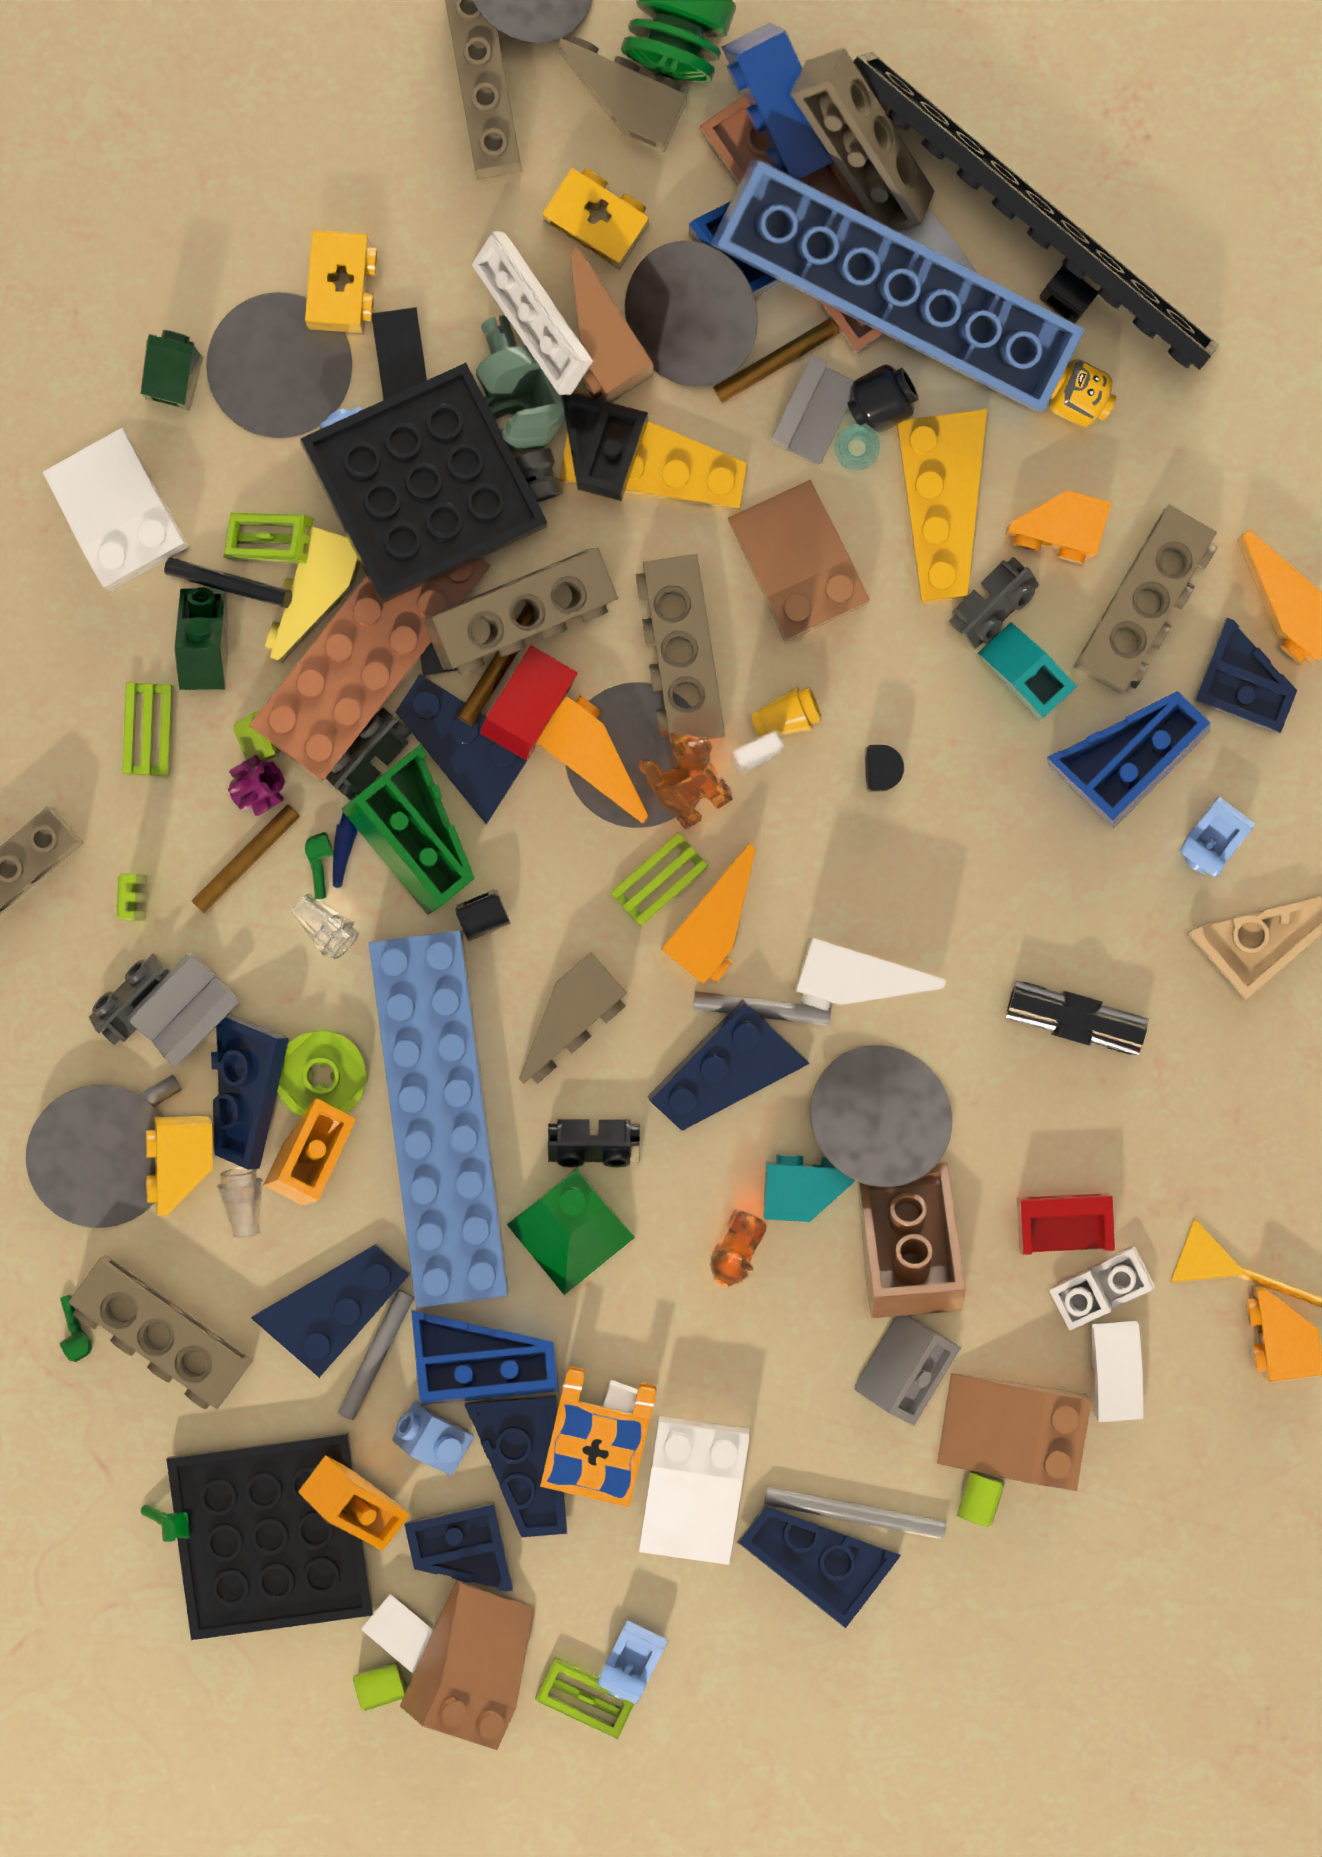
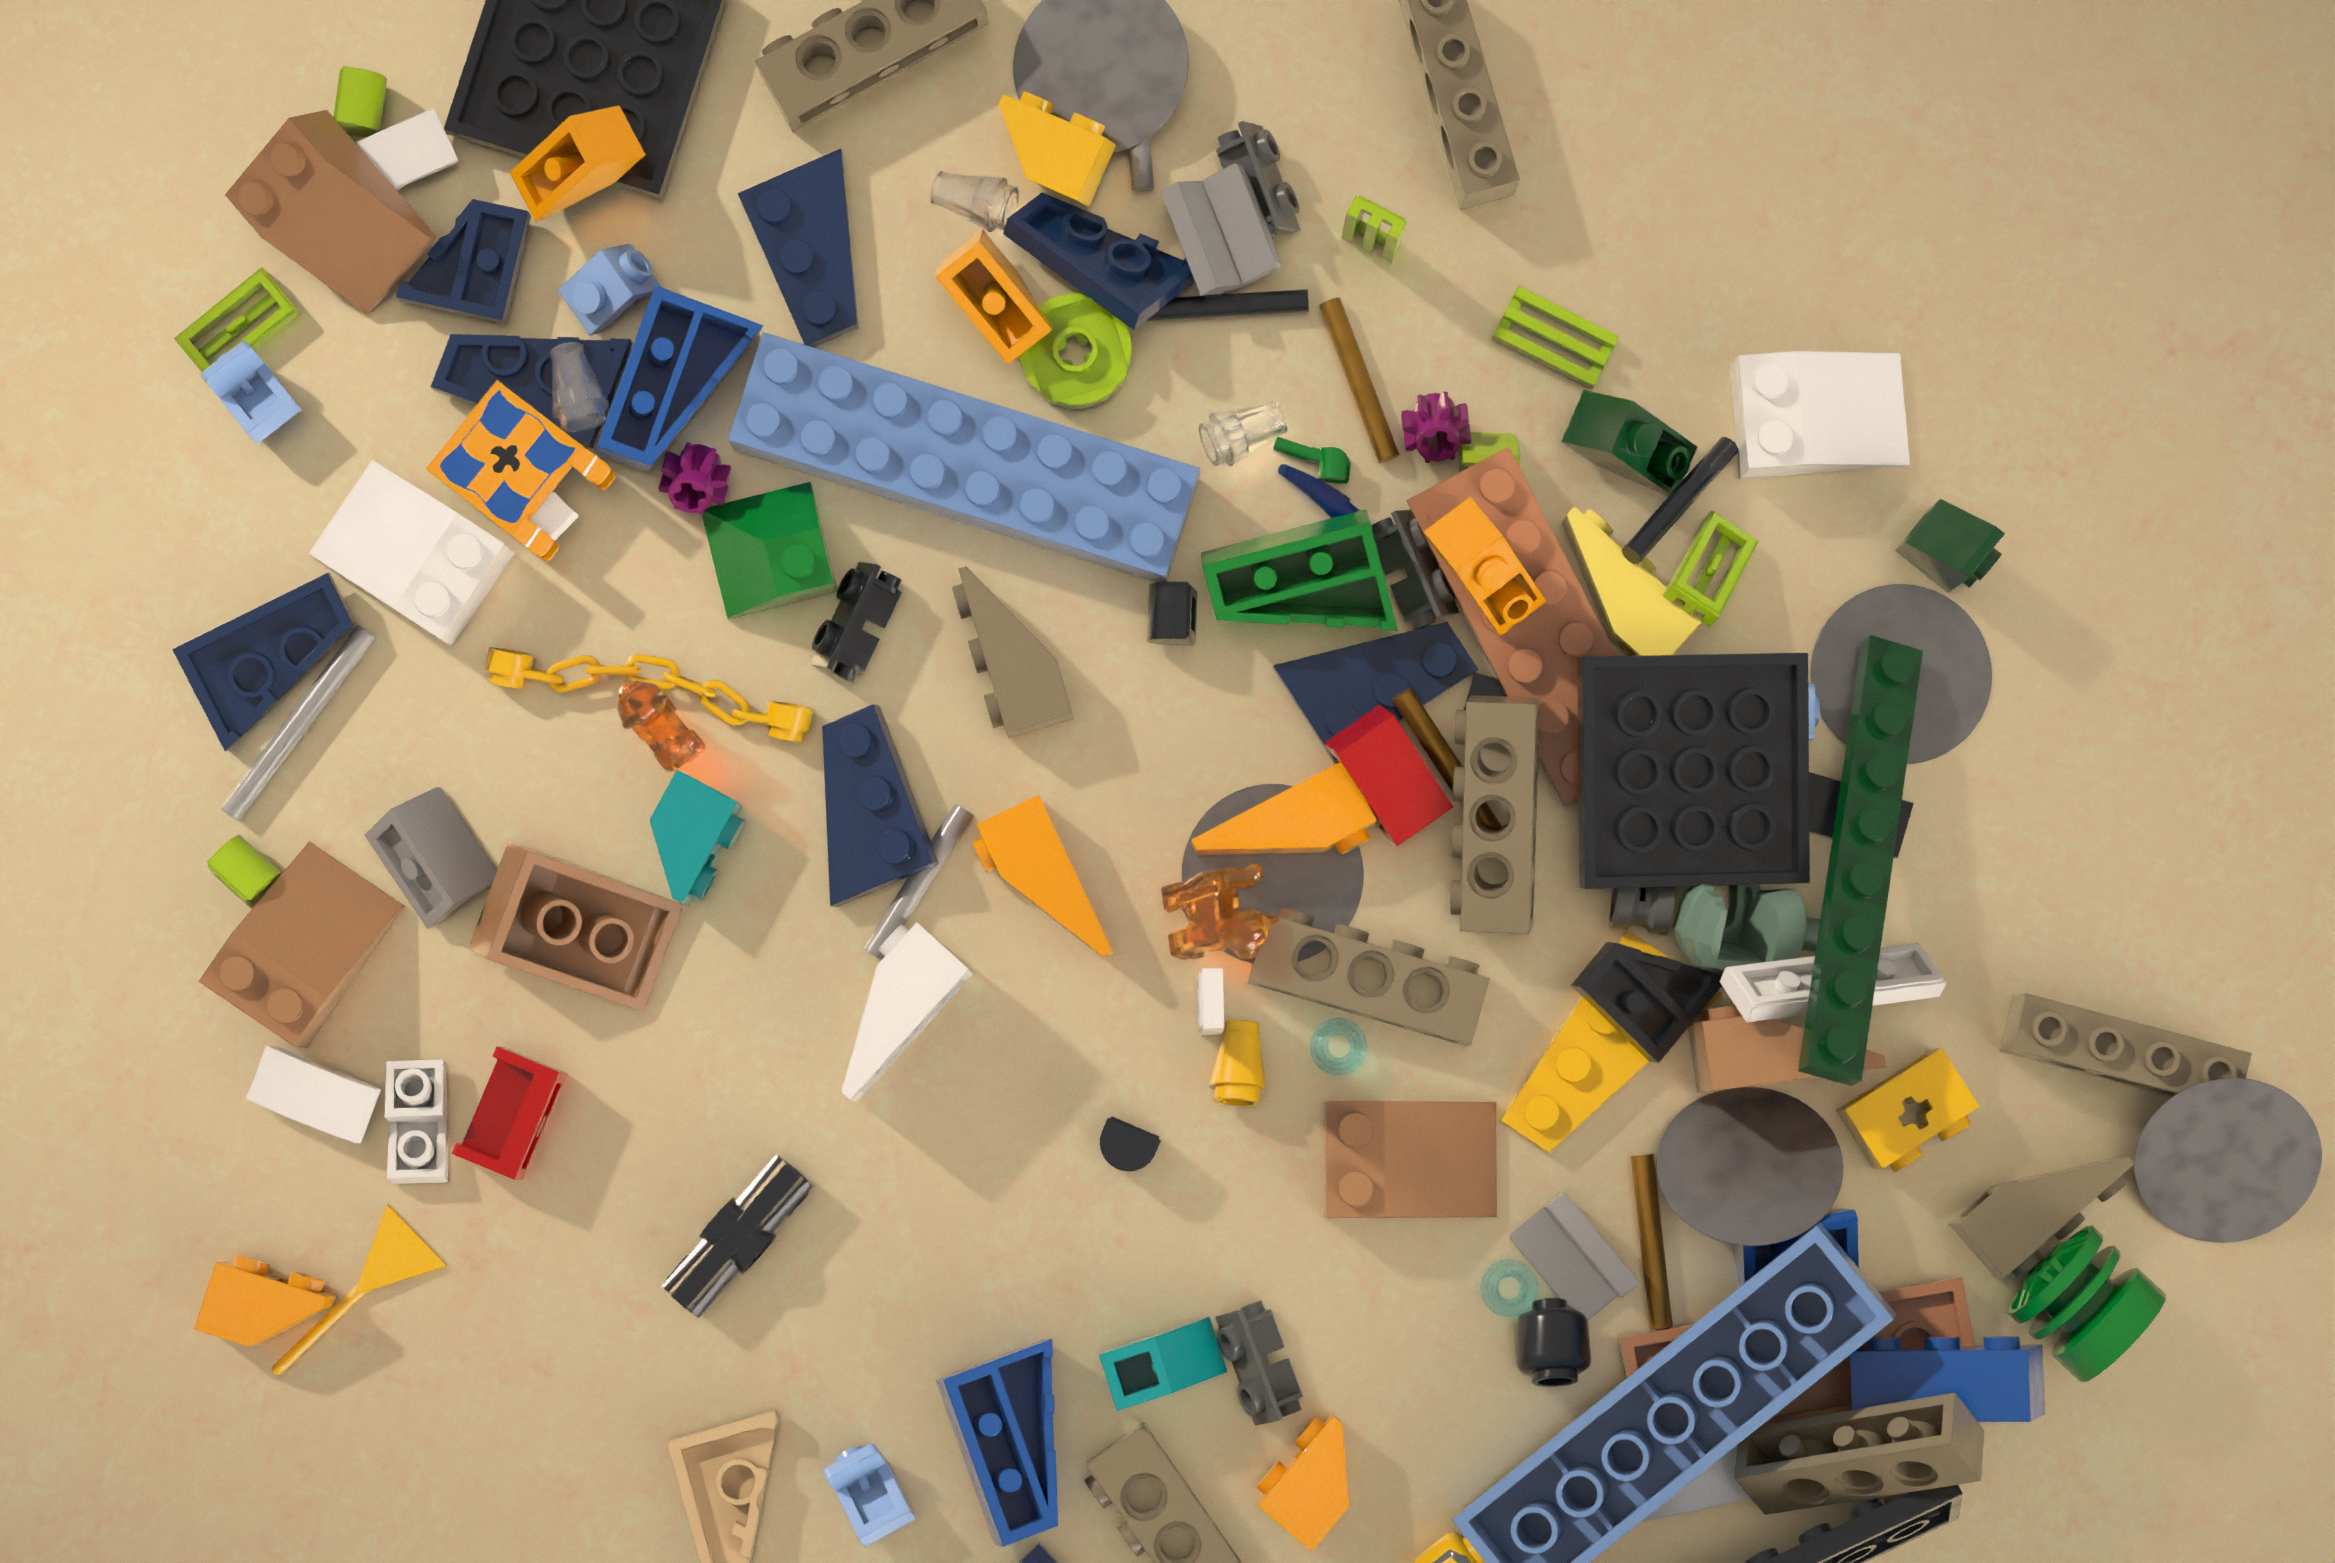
camera: 110 degrees right, 5 degrees down
(232, 974) = (1234, 305): none -> black bar
(330, 256) = (1998, 782): yellow brick -> none
(347, 700) = (1485, 566): none -> light orange slope
(375, 1354) = (733, 268): light grey bar -> none
(434, 332) = (1860, 862): none -> dark green plate
(521, 1424) = (575, 389): none -> clear cone
(545, 1308) = (694, 478): none -> magenta gear
(688, 853) = (1105, 787): lime tile -> none
(740, 664) = (1319, 1046): none -> clear light blue plate
(743, 1377) = (785, 719): none -> yellow piece
(881, 1116) = (731, 959): flat silver sticker -> none
(942, 489) = (1417, 1364): yellow wing -> none

